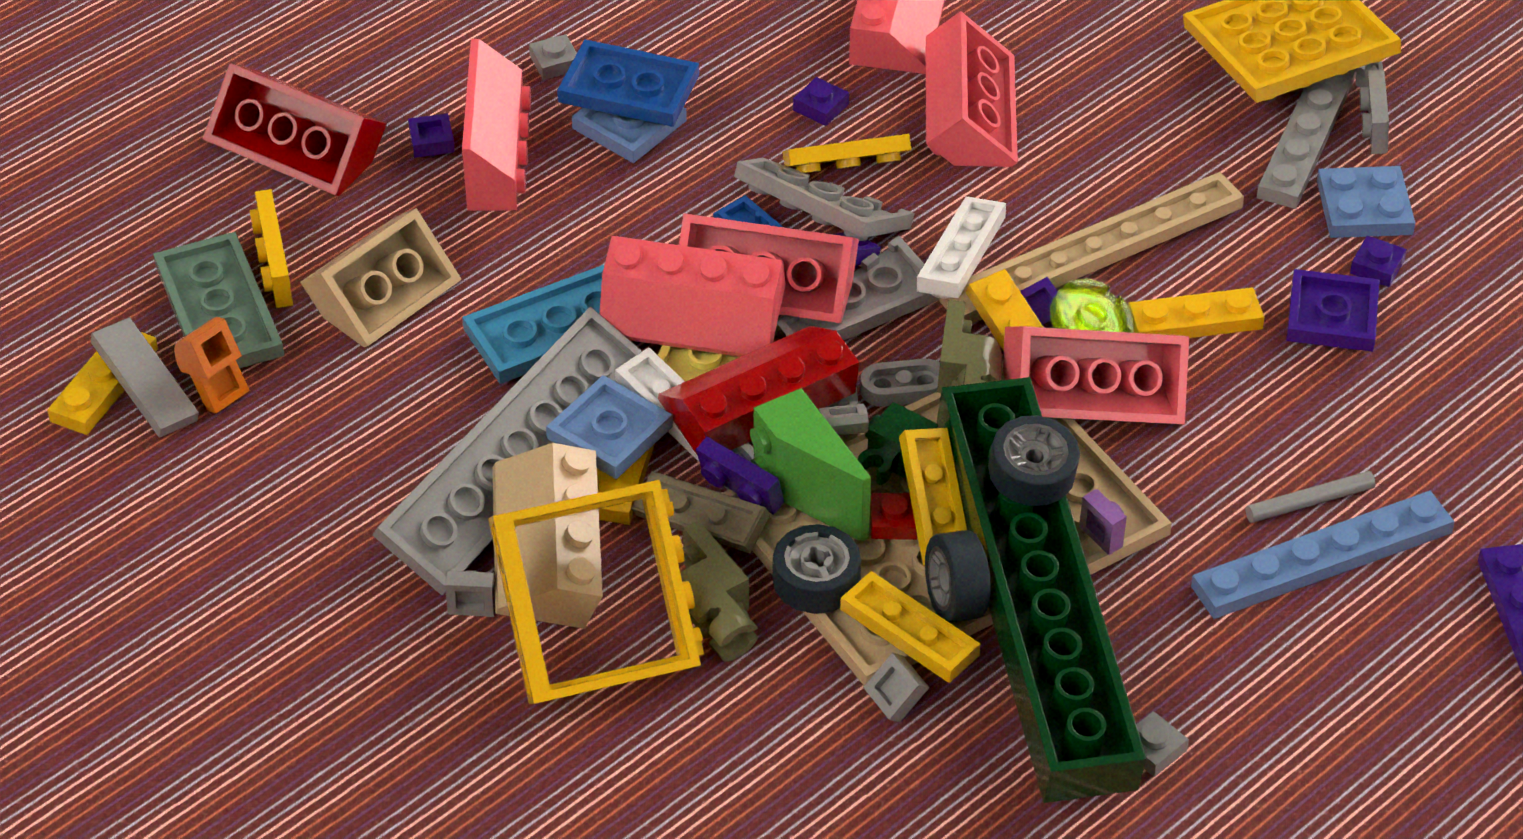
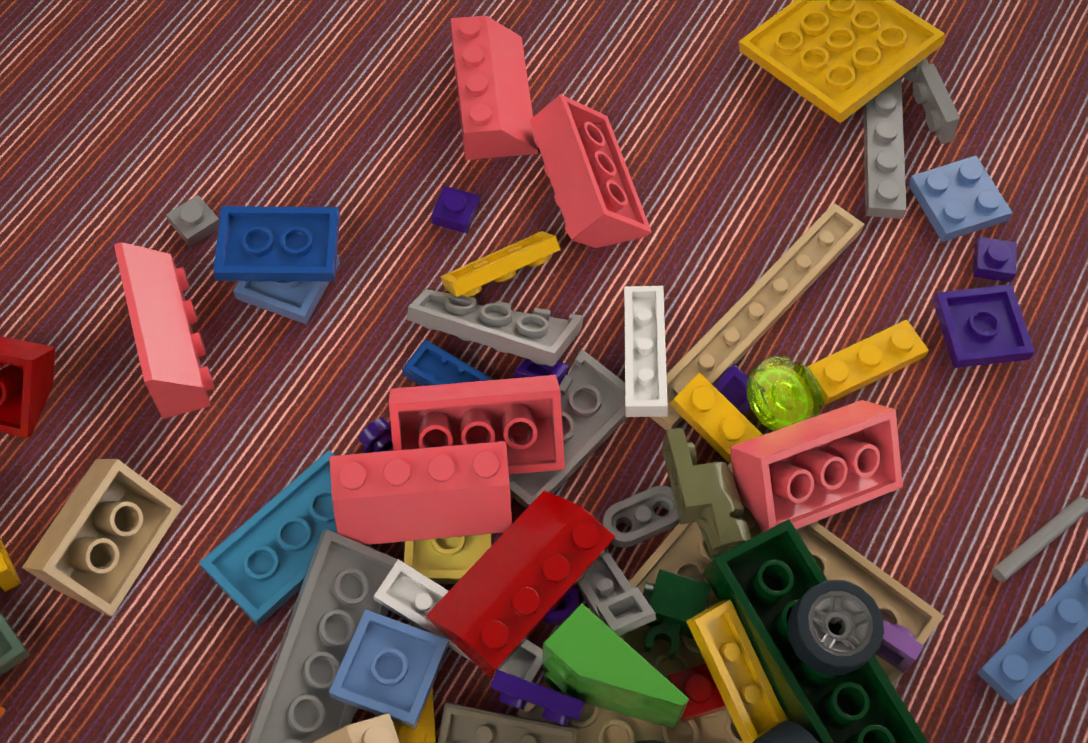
camera: 20 degrees left, 15 degrees up
(431, 135) = (102, 345): dark purple plate -> none

